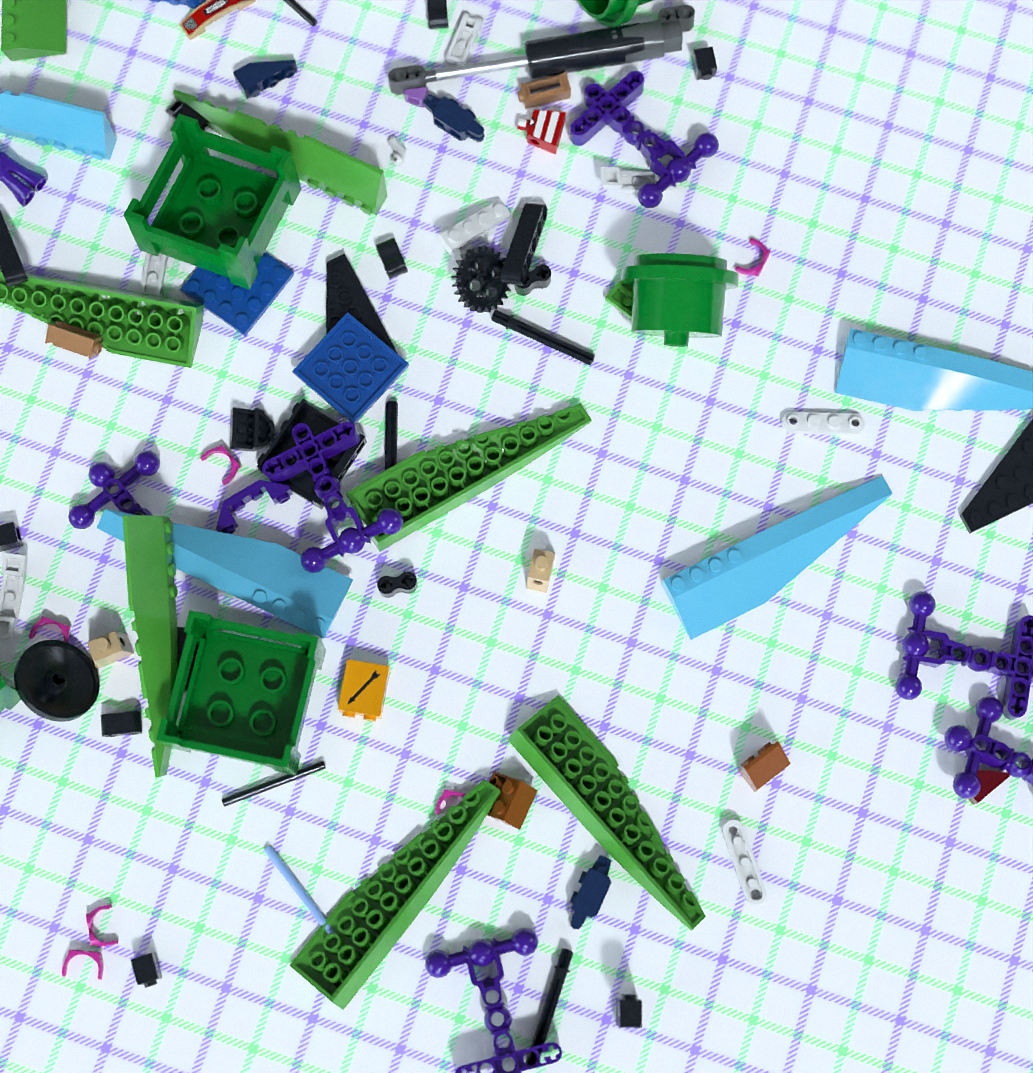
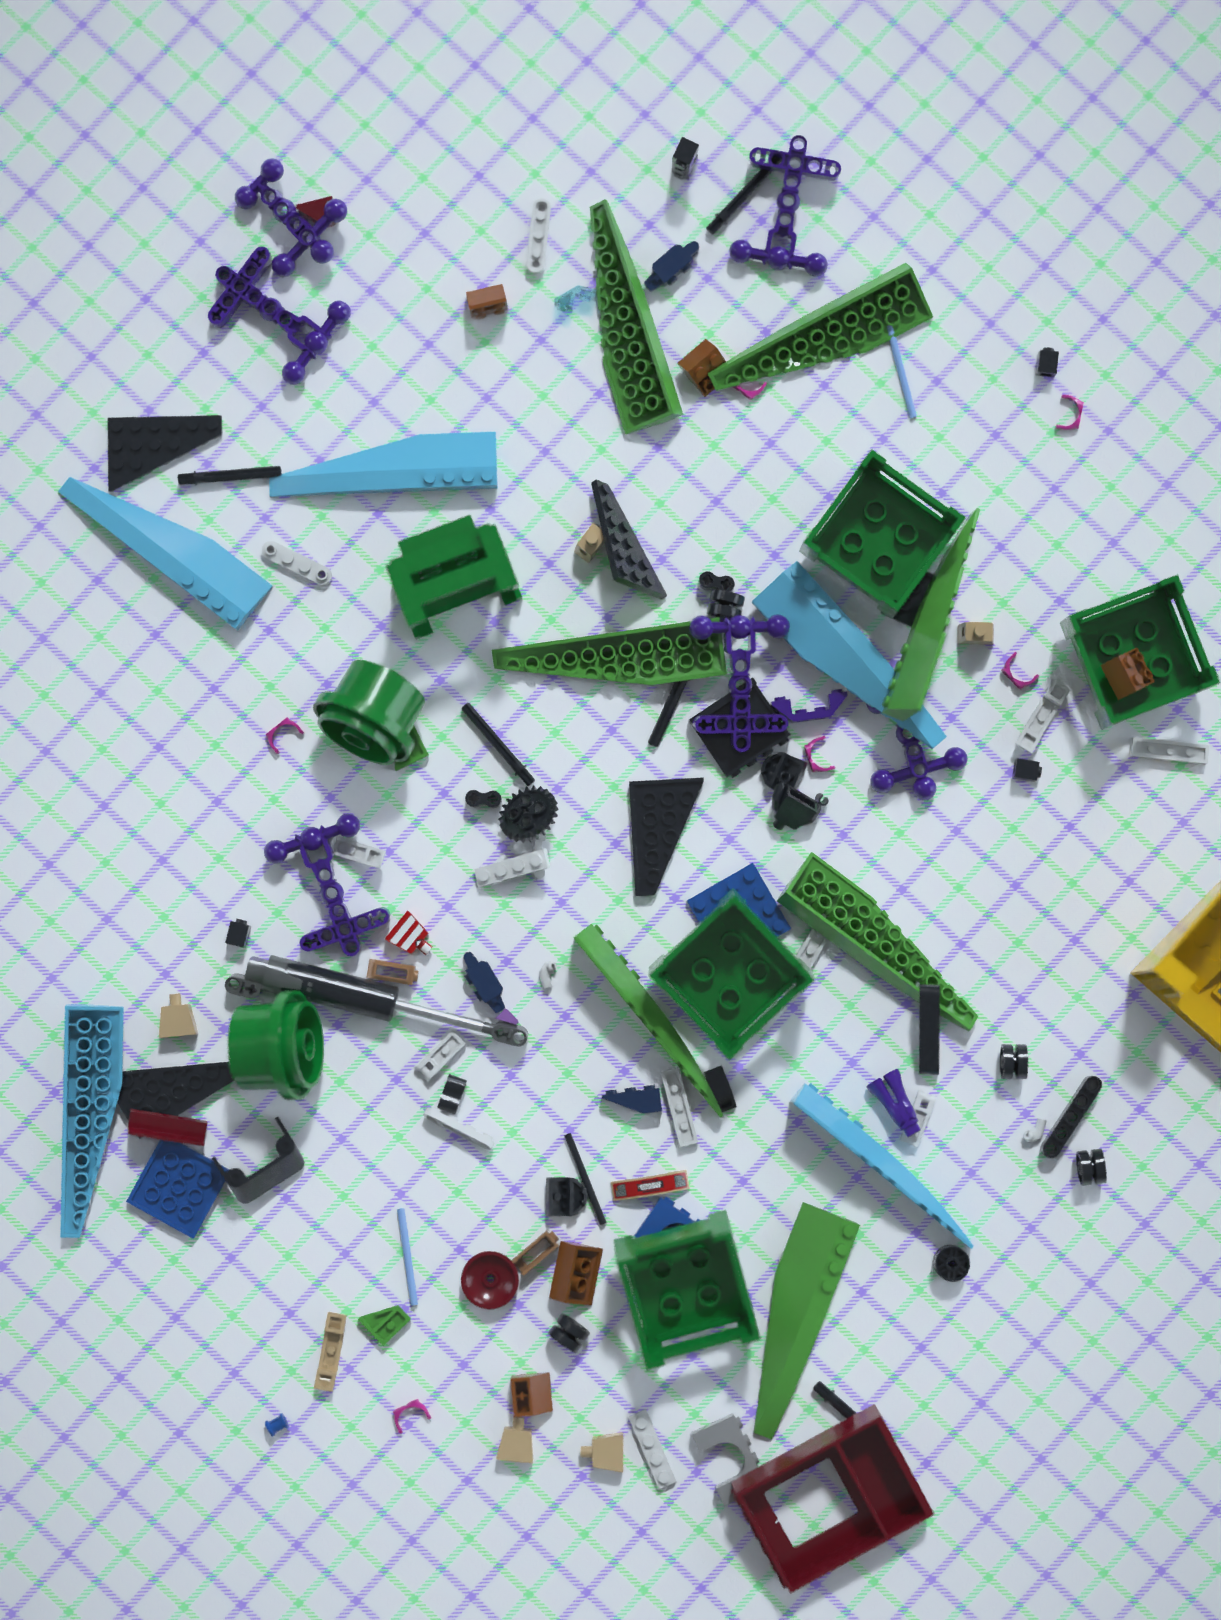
camera: 155 degrees left, 10 degrees up
(56, 680) = (1029, 621): black dish -> none
(74, 339) = (900, 920): medium nougat window -> none
(96, 956) = (1097, 401): dark pink cap -> none
(121, 724) = (990, 568): black axle -> none
(217, 84) = (679, 1107): none -> white plate
(224, 397) = (793, 807): none -> black torso
(273, 784) = (898, 466): black piece -> none
(350, 368) = (675, 785): blue plate -> none
(364, 690) = (781, 507): light orange brick -> none
(377, 563) = (725, 604): none -> black wheel
(391, 258) = (596, 874): black axle -> none
(501, 568) = (625, 554): none -> black wing
(524, 244) = (477, 831): black beam -> none
(667, 459) = (450, 569): none -> green piece
(681, 806) = (567, 300): none -> clear light blue slope
(934, 476) = (229, 475): none -> black axle

